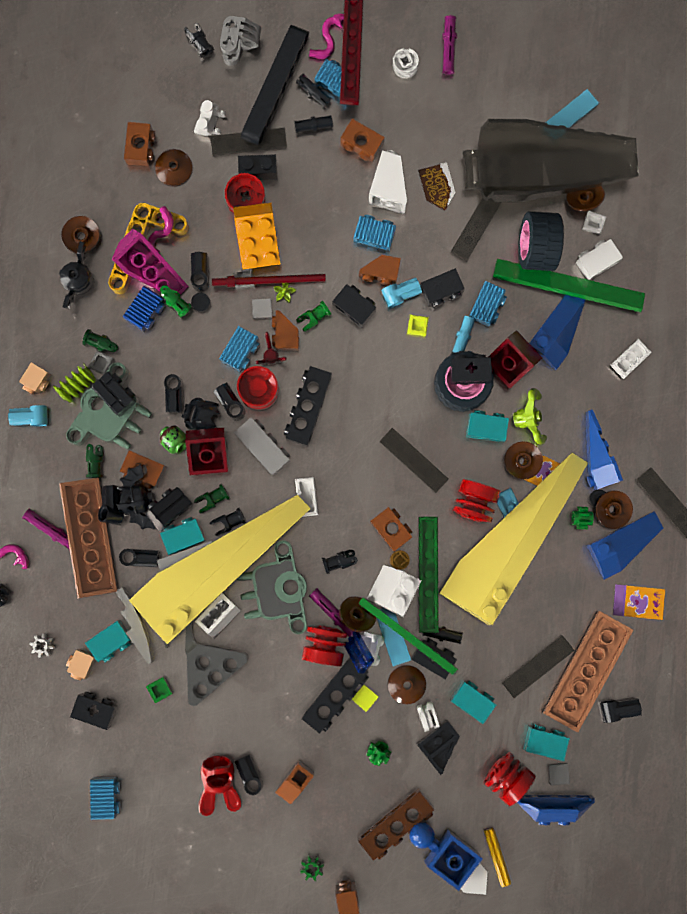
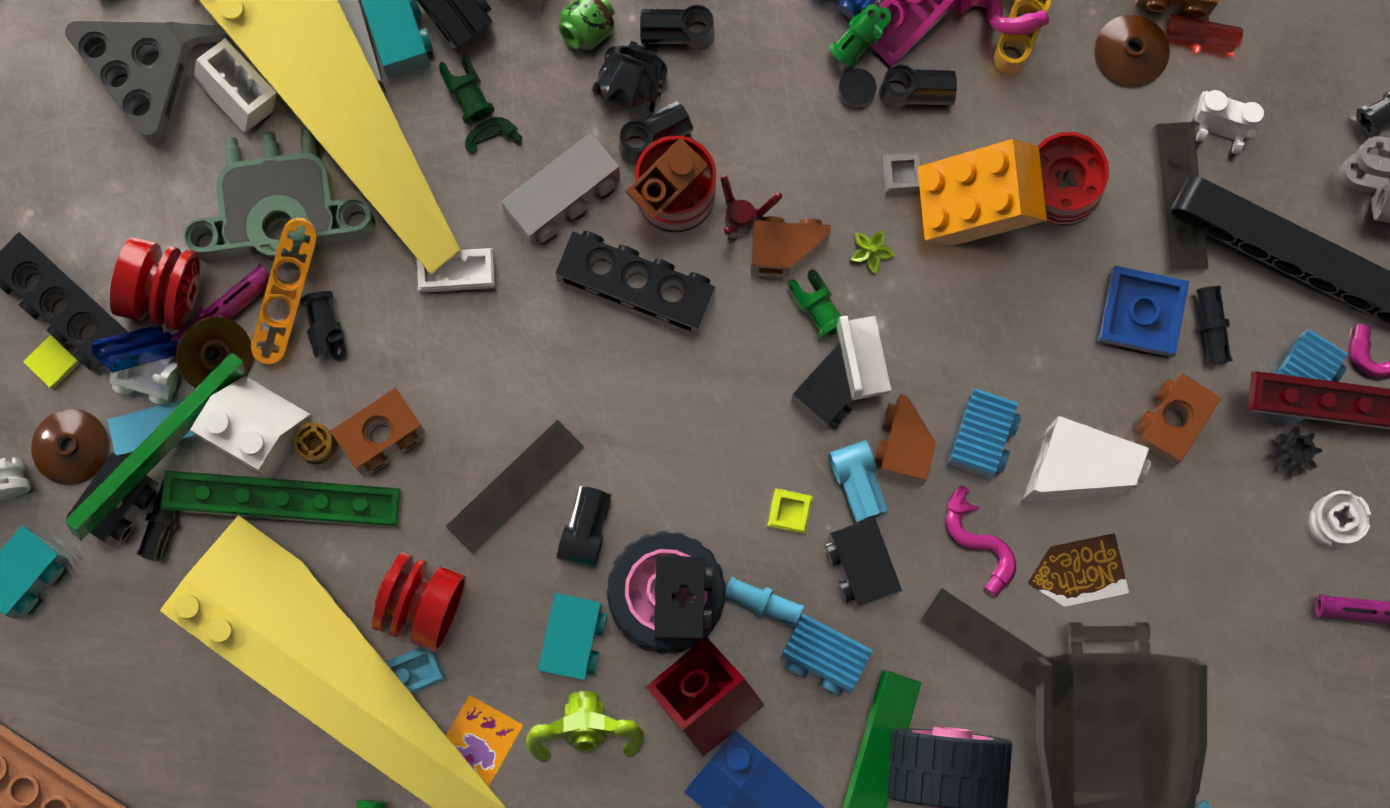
camera: 90 degrees right, 5 degrees down
(163, 132) = (1204, 31): none -> clear red axle
(206, 451) = (556, 78): dark red brick -> none
(229, 521) = (420, 121): black piece -> none
(231, 281) = (895, 145): dark red bar -> none
(231, 486) = (489, 128): none -> dark green piece
(239, 349) = (758, 156): dark azure brick -> none
(261, 166) = (1126, 209): black brick -> none
(261, 389) = (667, 178): none -> dark orange slope
(262, 308) = (839, 205): light grey tile -> none
(308, 158) = (1143, 311): none -> blue plate
(313, 90) = (1284, 329): black pin -> none
(323, 584) = (281, 290): none -> light orange beam
(342, 290) = (863, 357): none -> white panel
(379, 82) = (1300, 443): none -> black gear
(438, 220) = (1006, 568): none -> dark pink animal
(438, 425) = (582, 537): none -> black piece
(525, 451) = (504, 687): reddish brown dish -> none
(537, 666) = (78, 710): clear smoke tile -> none

